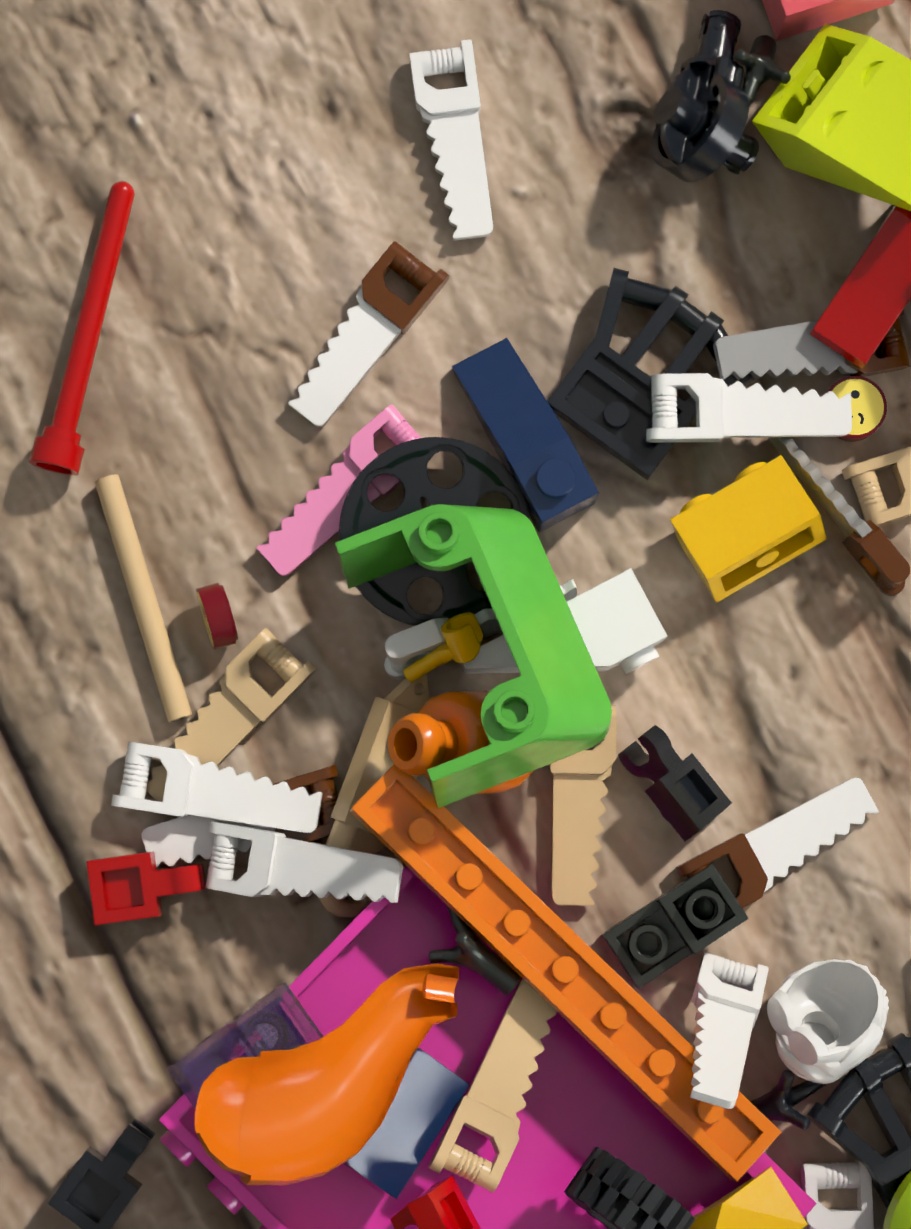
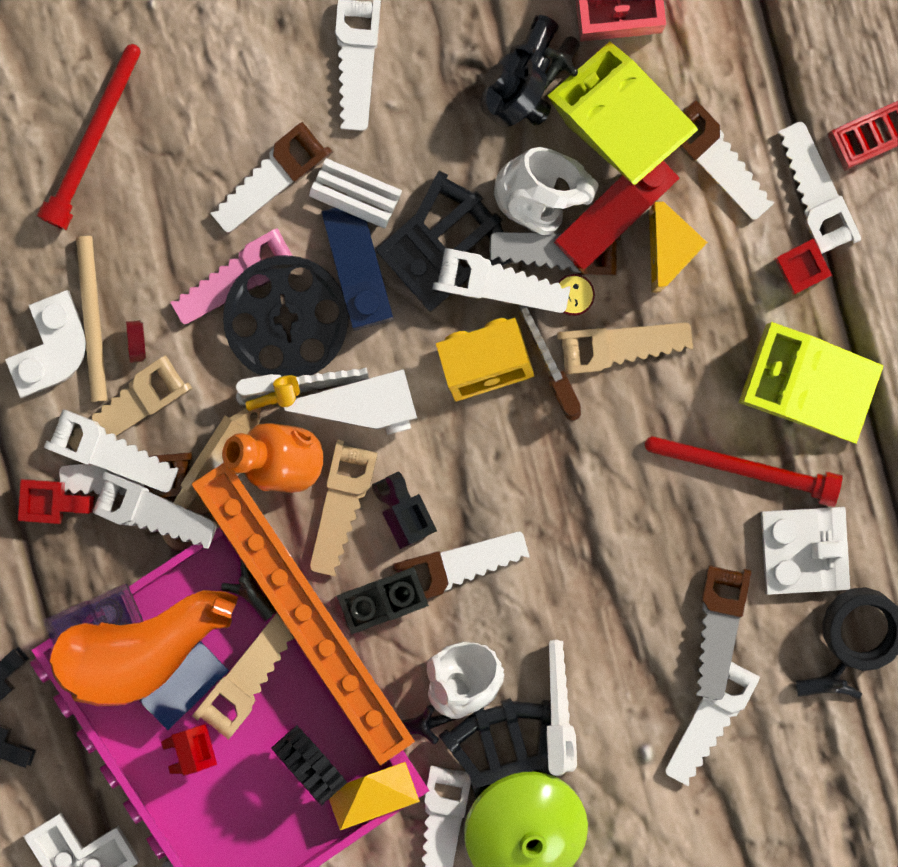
camera: 10 degrees right, 5 degrees up
(107, 655) = (62, 347): none -> white plate
(499, 319) = (358, 189): none -> white tile
(559, 697) = (336, 440): bright green windscreen -> none
(727, 1007) = (396, 668): white piece -> none
(758, 270) = (527, 189): none -> white helmet

